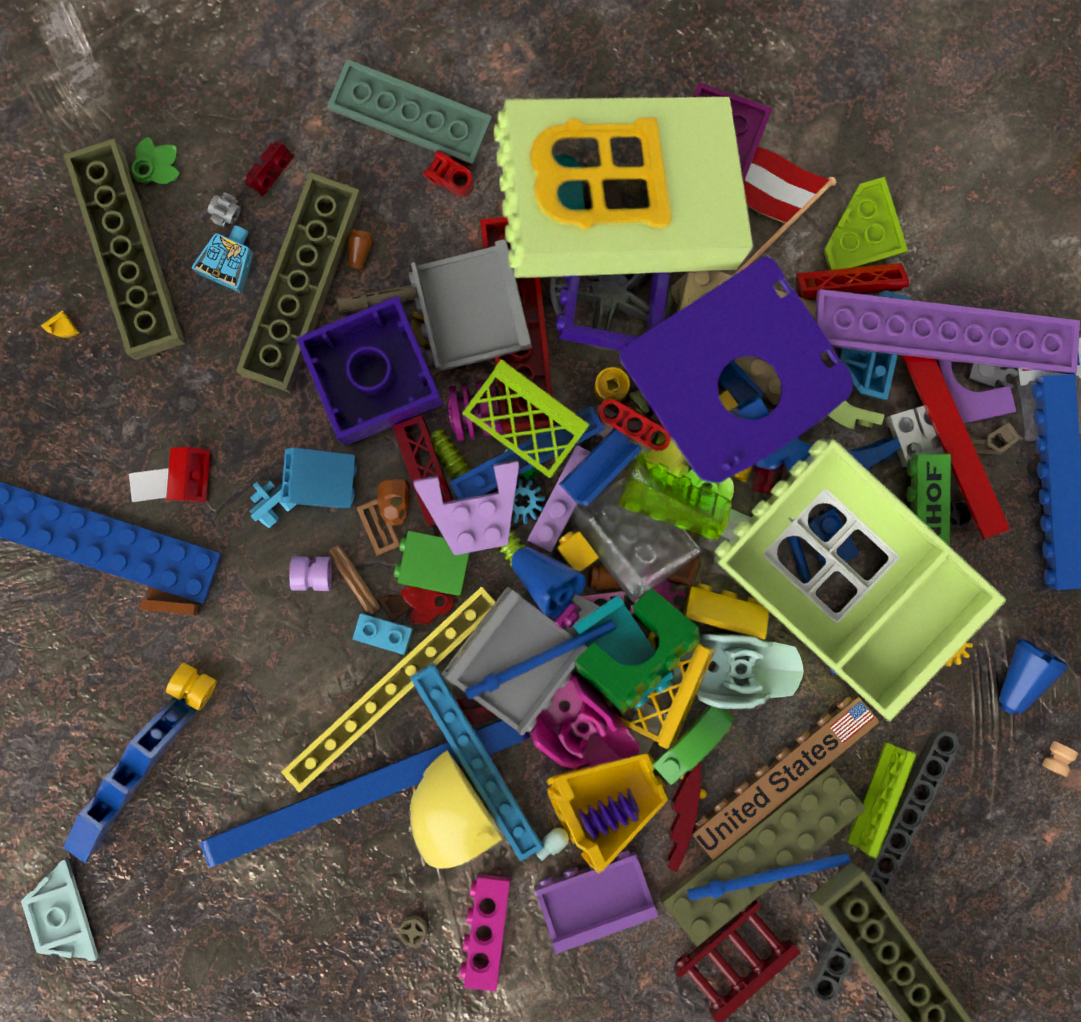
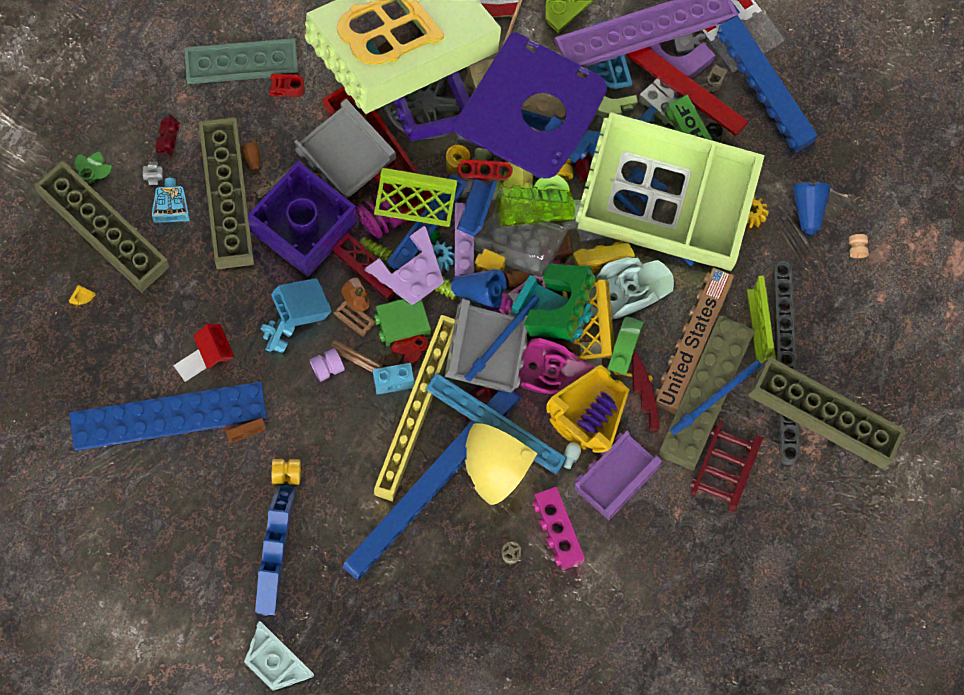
camera: 30 degrees left, 15 degrees down
(853, 280) = (584, 20): red fence -> none

